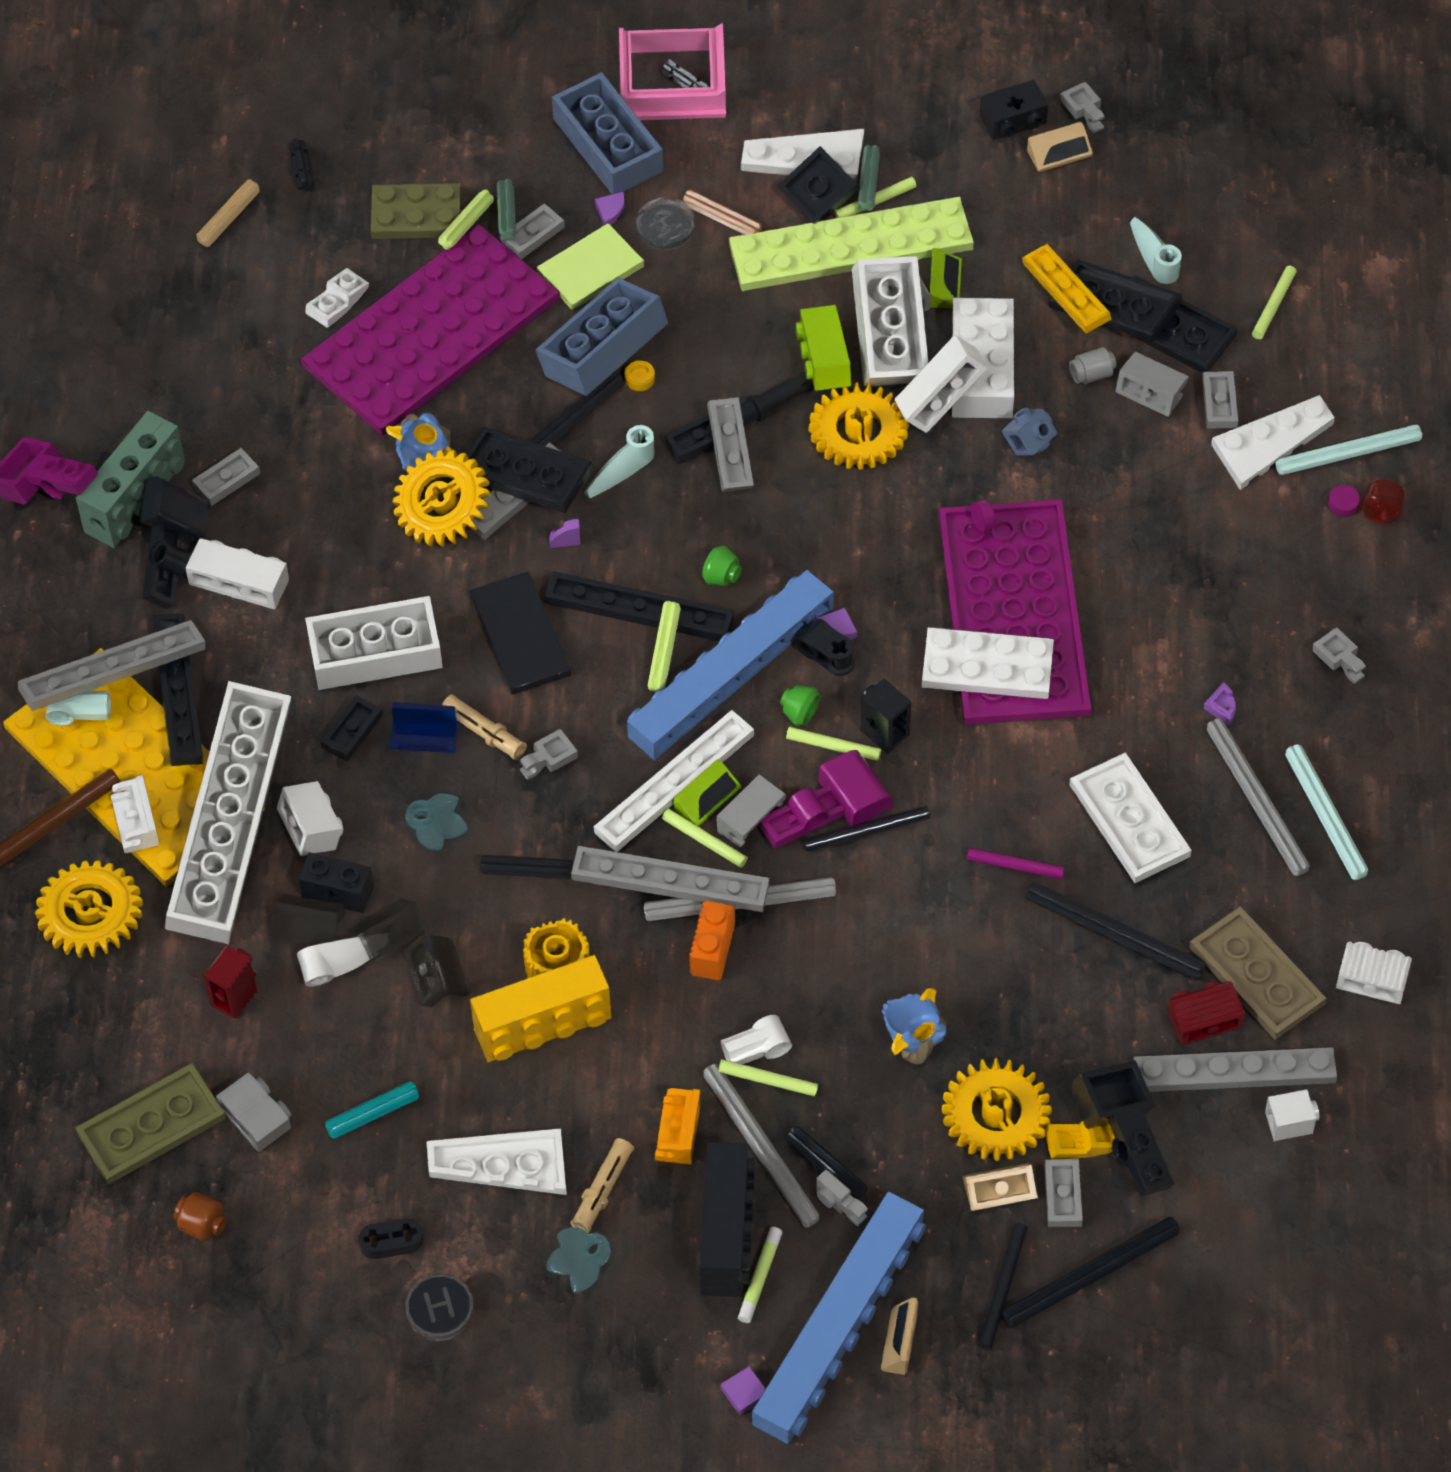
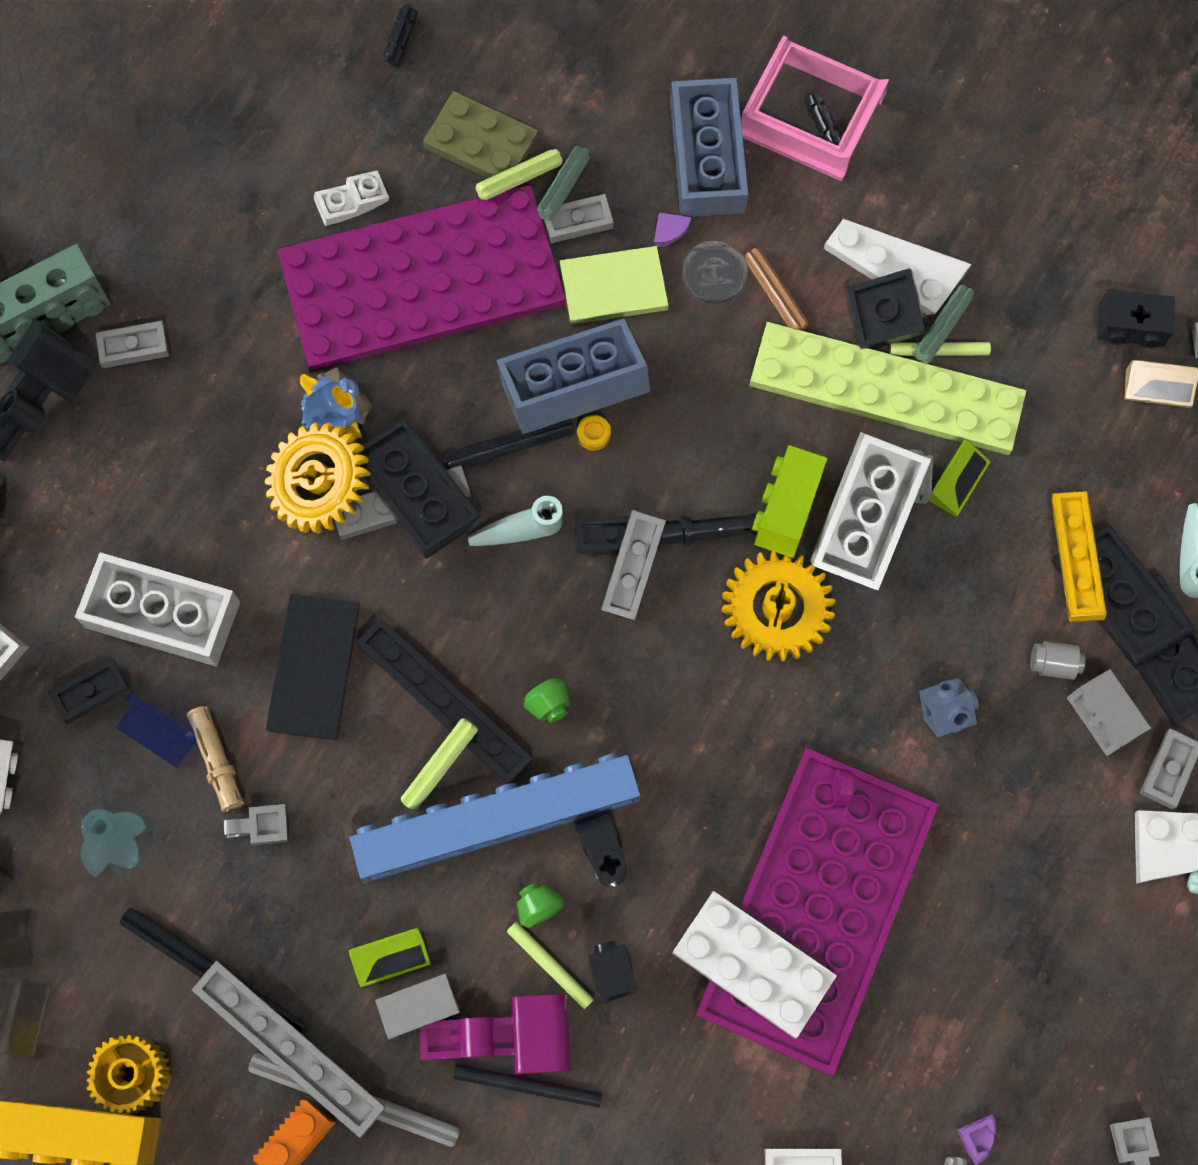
camera: 25 degrees right, 15 degrees up
(227, 213) = (302, 54): tan axle -> none
(237, 573) = (81, 457): white brick -> none
(566, 536) = (421, 580): medium lavender tile -> none
(659, 791) = (363, 924): white plate -> none
(704, 838) = (360, 1005): yellowish green bar -> none
(841, 622) = (630, 826): medium lavender tile -> none
(941, 383) = (881, 611): white brick -> none
(989, 328) = (947, 593): white brick -> none

